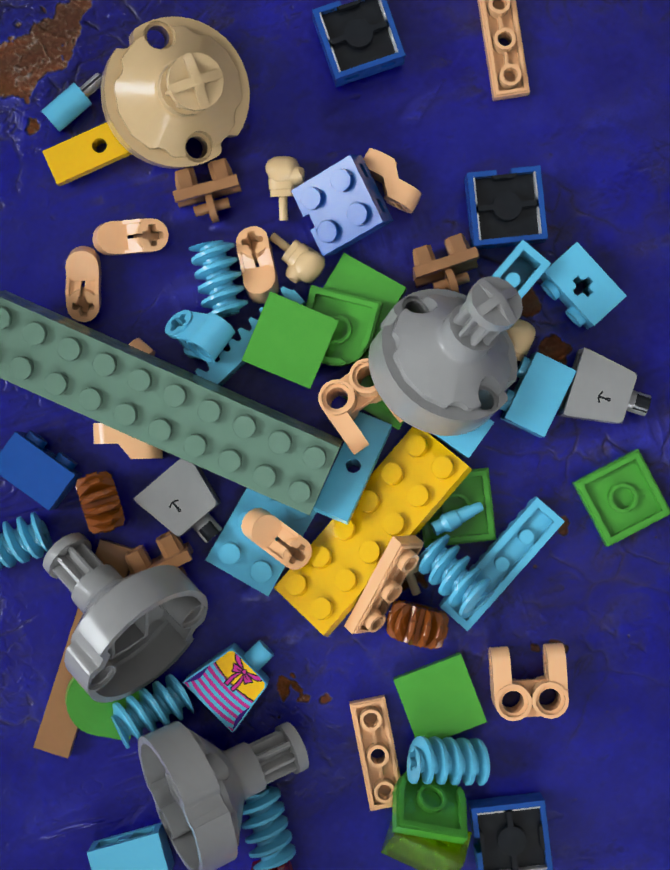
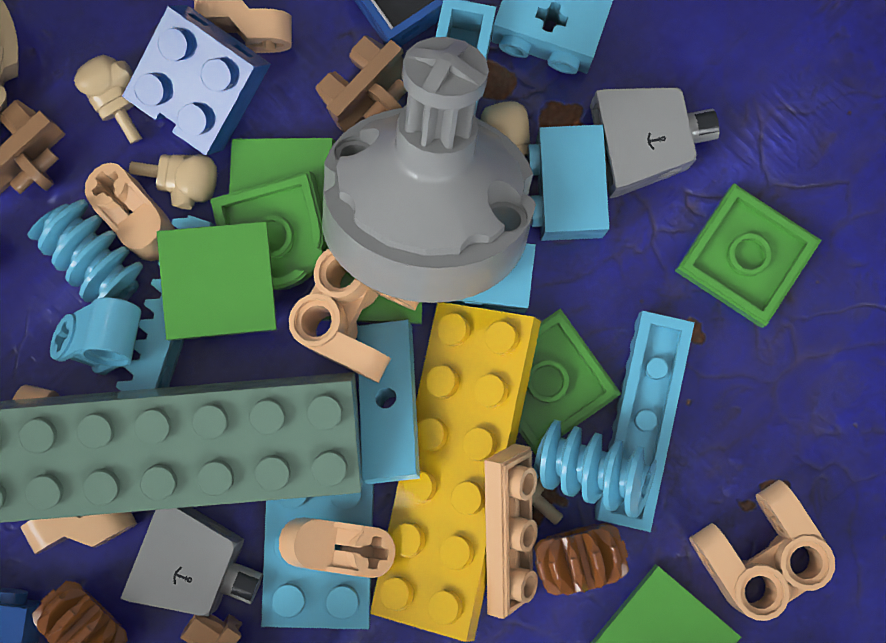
camera: 30 degrees left, 5 degrees down
(453, 519) = (553, 395): medium azure piece -> none

